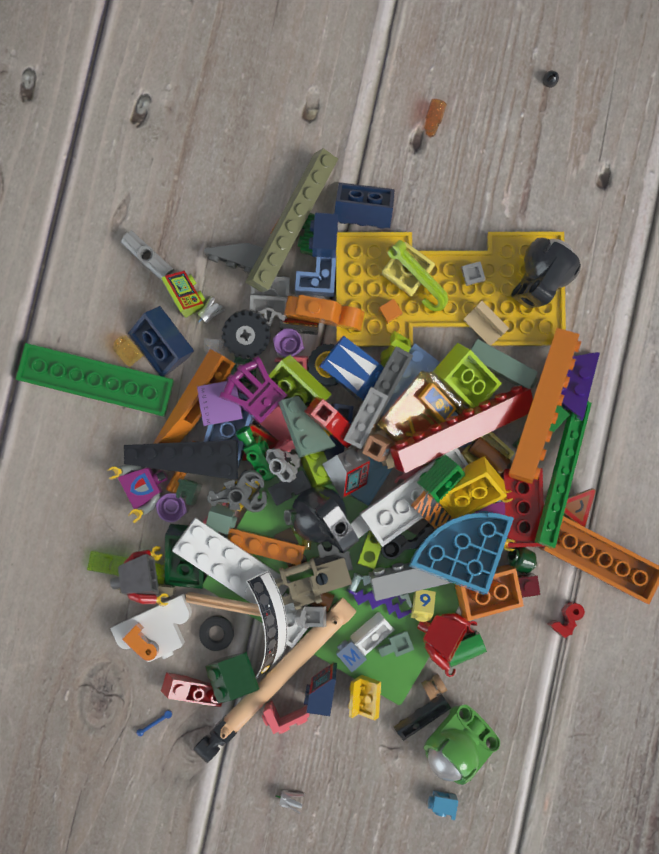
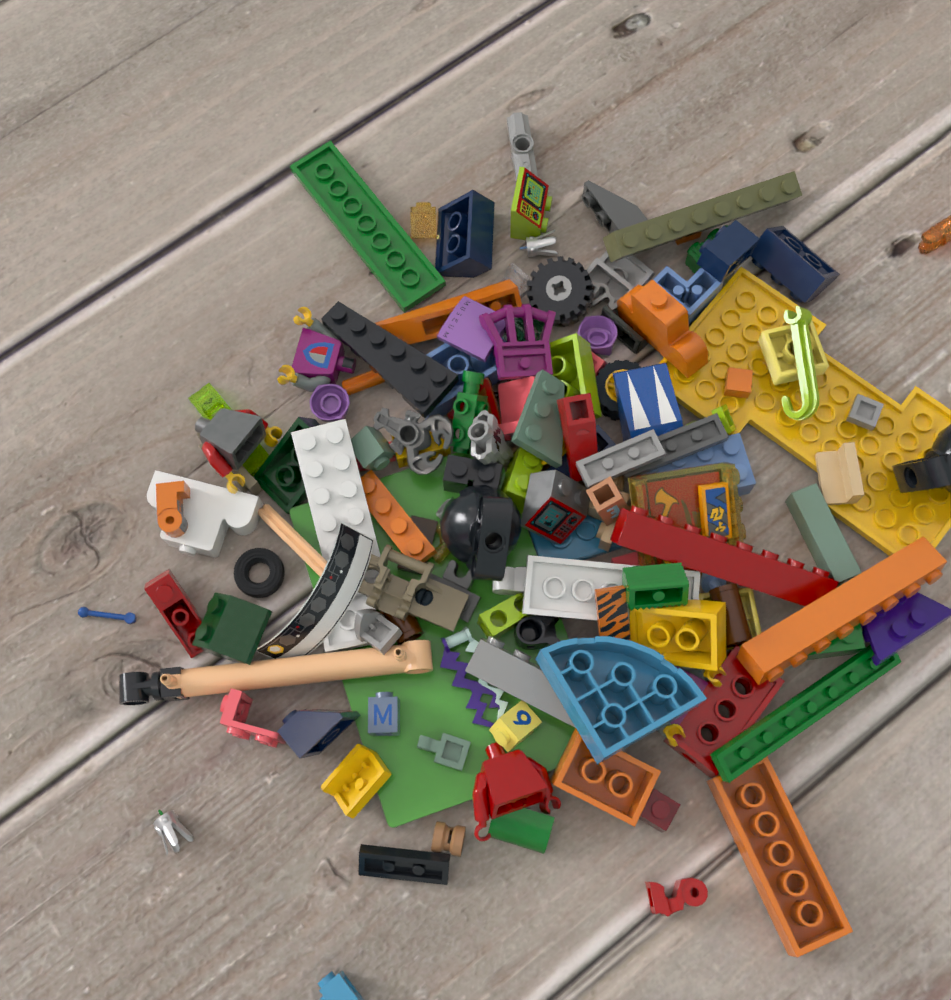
camera: 40 degrees right, 15 degrees down
(190, 489) = (367, 400): clear green hinge -> none
(372, 633) = (428, 714): white slope -> none
(459, 745) = (419, 934): bright green piece -> none
(467, 376) = (774, 509): lime brick -> none
(522, 559) = (676, 775): dark green head -> none
(579, 506) = (796, 767): piece -> none

